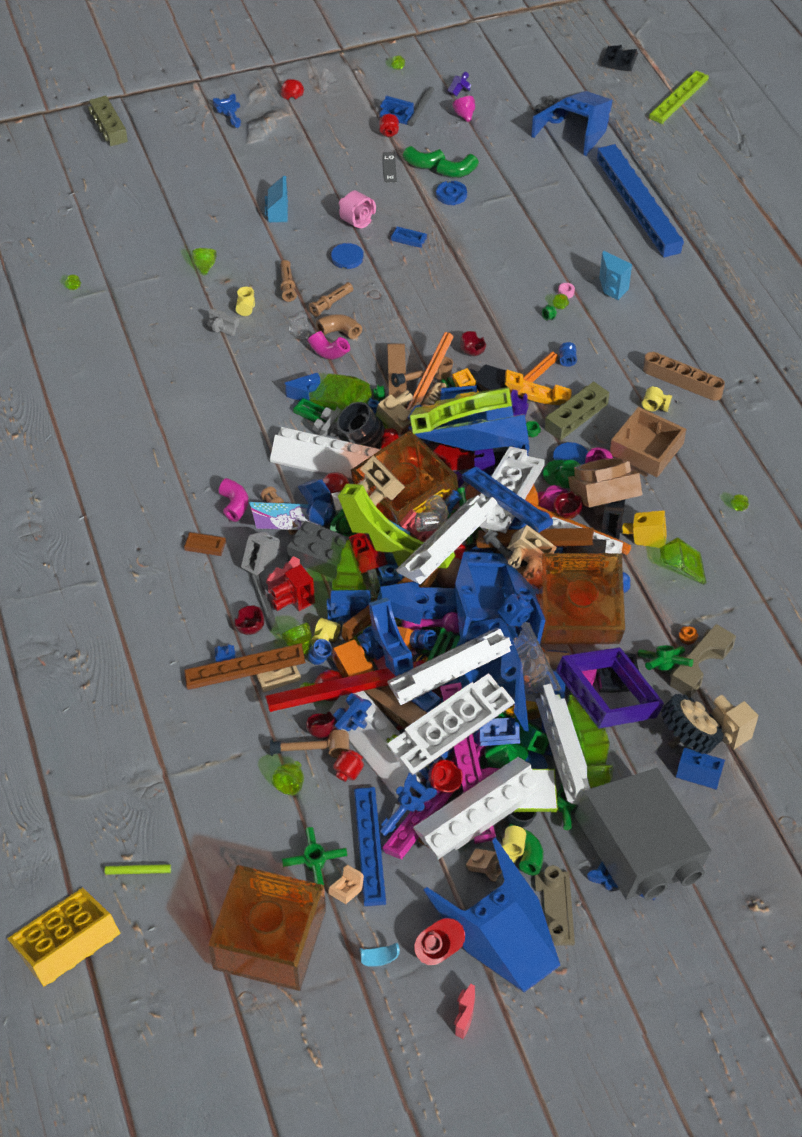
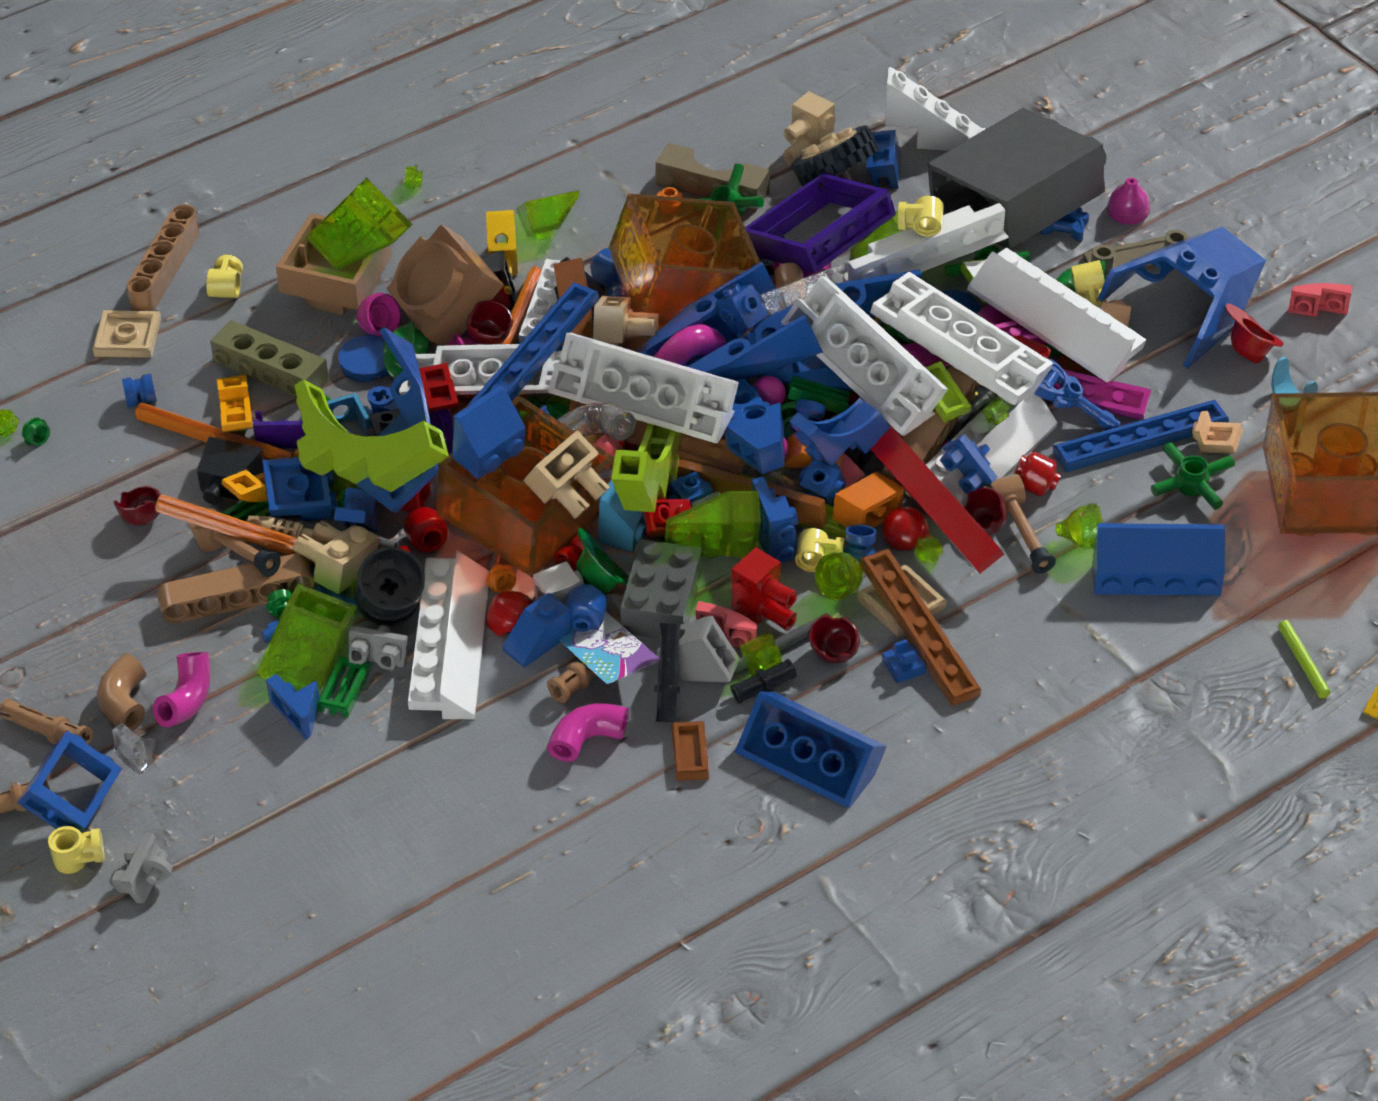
camera: 105 degrees left, 5 degrees down
(178, 593) = (809, 748): none -> blue slope
(237, 584) = (763, 681): none -> black pin
(239, 805) = (1159, 559): none -> blue slope
(242, 532) = (667, 673): none -> black pin
(253, 585) = (761, 653): none -> clear neon green tile
(266, 290) = (52, 807): none -> blue window
(413, 444) = (487, 433): none -> blue slope
(413, 709) = (953, 402): none -> lime tile
(494, 580) = (689, 343): none -> dark pink cylinder
(495, 457) = (438, 387): none -> red slope
(573, 725) = (923, 216): none -> light yellow piece
(615, 920) = (1129, 203): none -> dark pink helmet
(624, 358) = (127, 334): none -> tan tile
(658, 443) = (358, 226): none -> clear neon green slope
(731, 802) = (914, 106): none -> white slope

